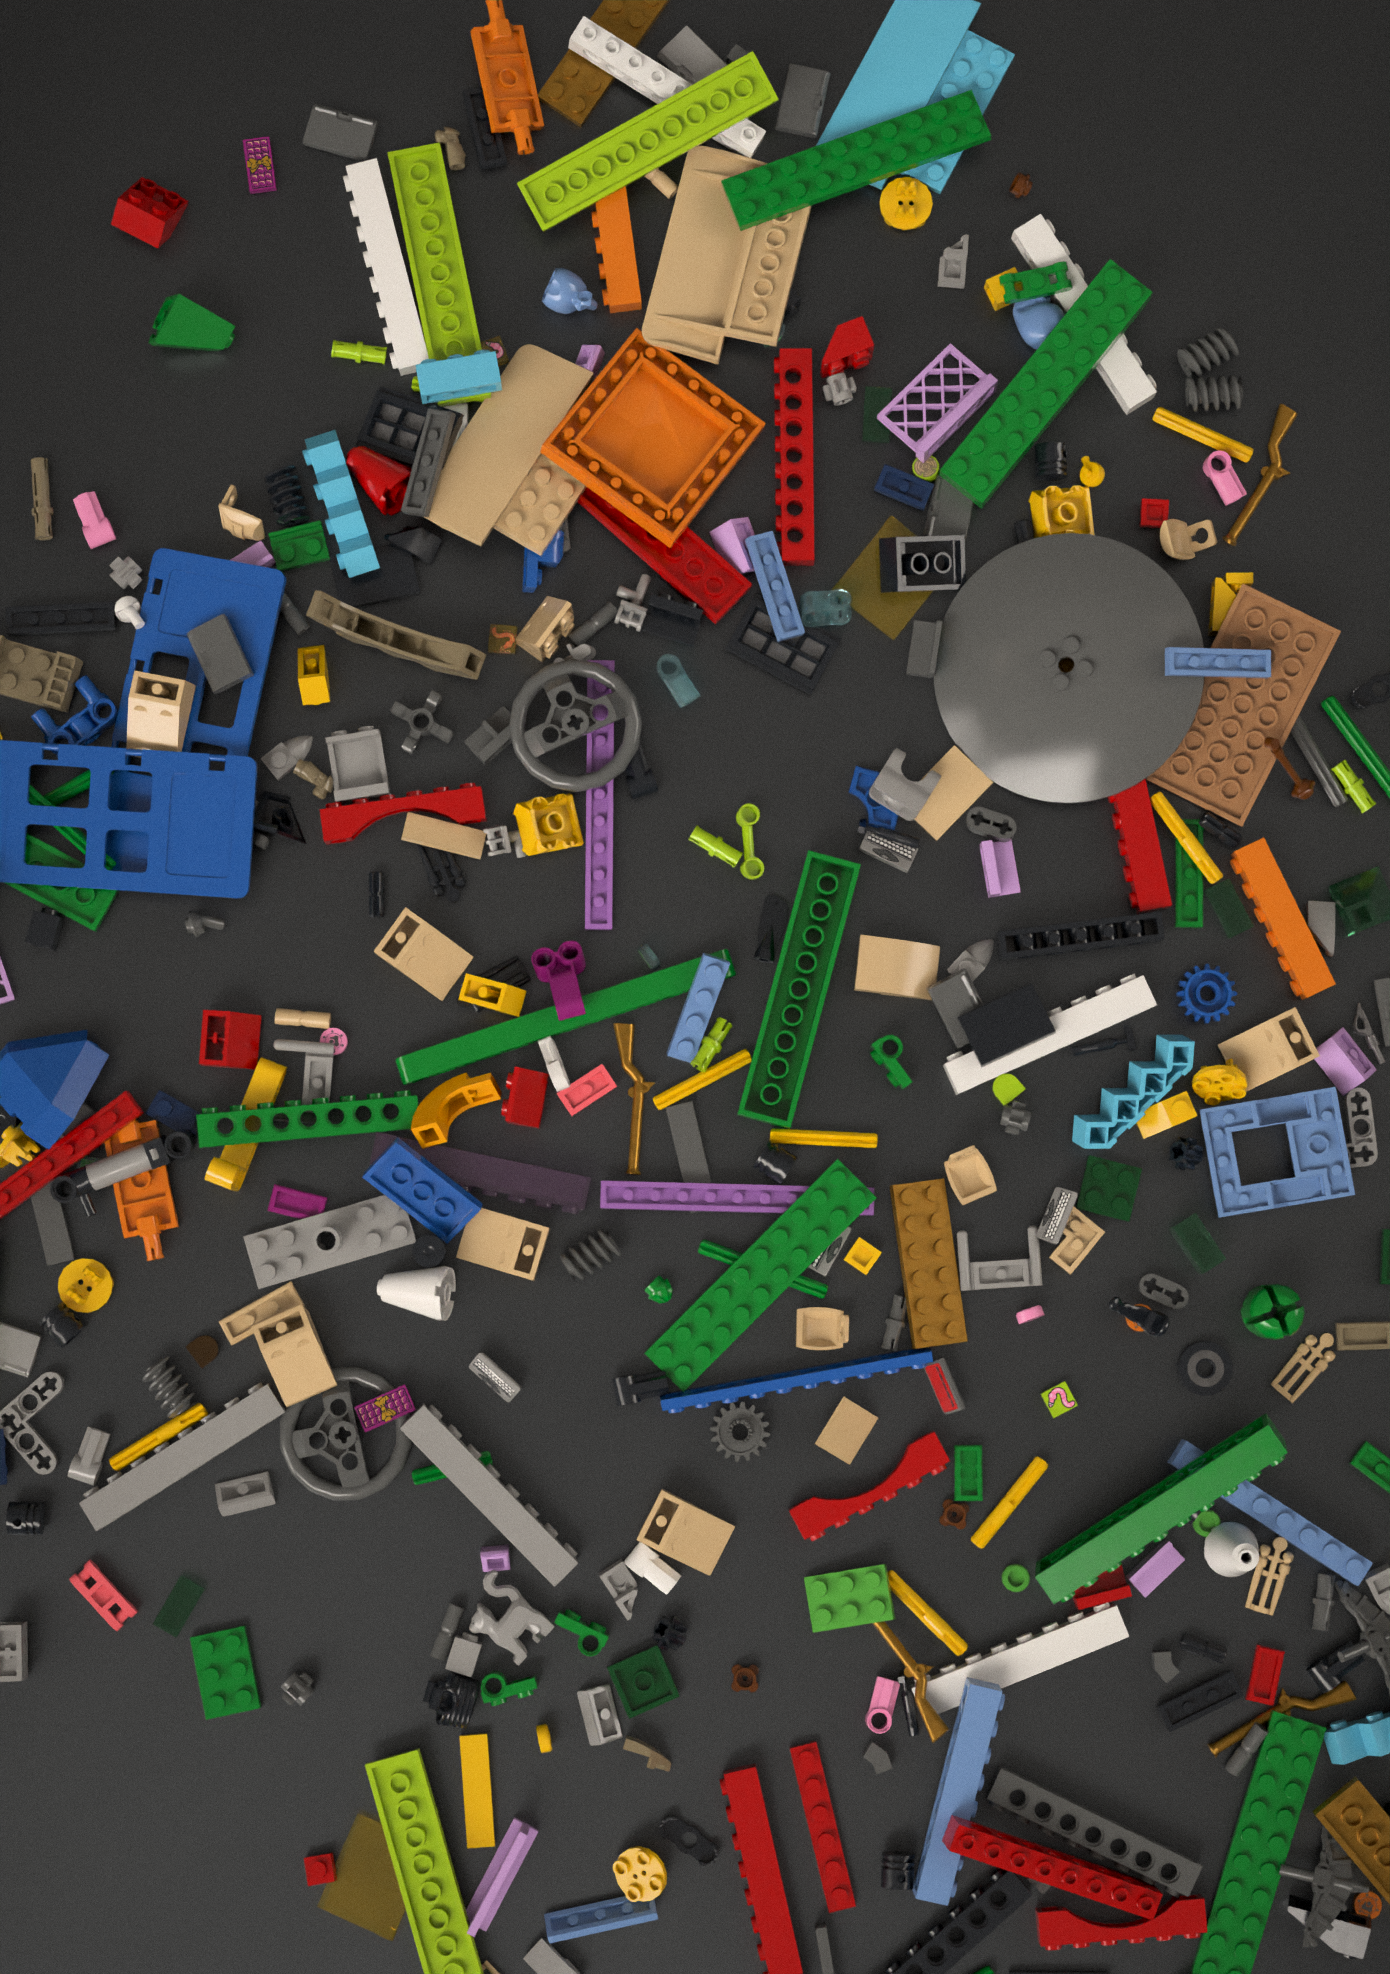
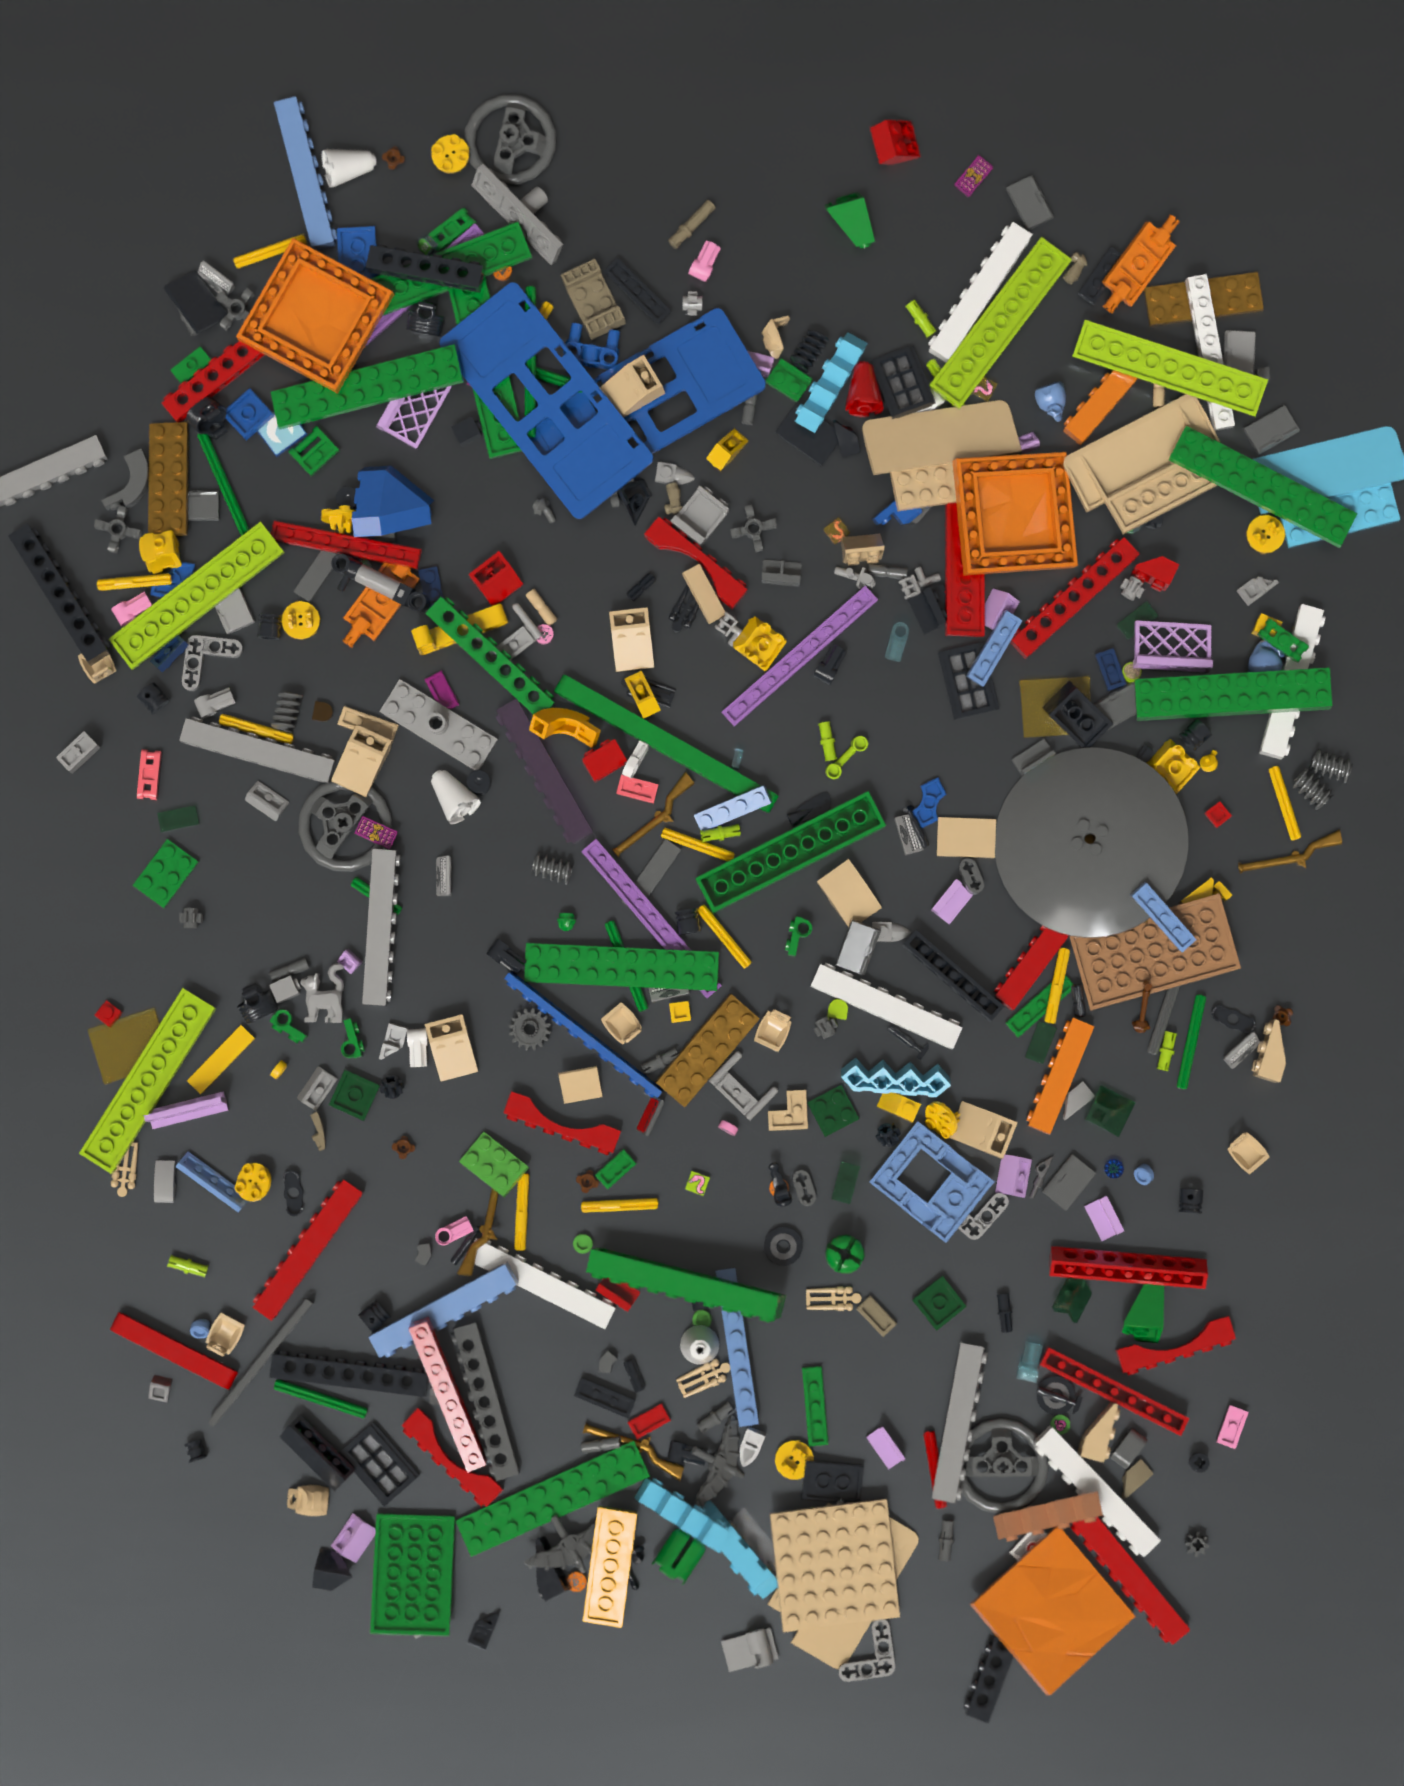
camera: 50 degrees right, 0 degrees up
(128, 610) = (673, 322): white plate -> none
(219, 653) = (693, 390): dark grey piece -> none
(394, 639) = (784, 474): dark tan arch -> none
(422, 1190) = (507, 749): blue plate -> none
(428, 462) = (893, 407): dark grey tile -> none
(458, 376) = (953, 382): medium azure brick -> none
(503, 1243) = (517, 817): tan slope -> none
(554, 680) = (838, 577): dark grey piece -> none
(562, 976) = (685, 722): magenta piece -> none
(822, 608) = (1006, 684): clear light blue piece -> none
(822, 1826) = (362, 1257): red plate -> none
(899, 793) = (942, 811): light grey piece -> none
(1006, 1025) = (870, 978): black tile -> none
(1021, 185) = (1331, 586): reddish brown plate -> none
(1056, 1215) = (793, 1094): slope -> none
(1155, 1567) = (653, 1313): lavender panel -> none
(1177, 538) = (1214, 839): tan piece -> none
(1221, 993) = (988, 1061): blue gear -> none
(1226, 480) = (1270, 837): bright pink piece -> none

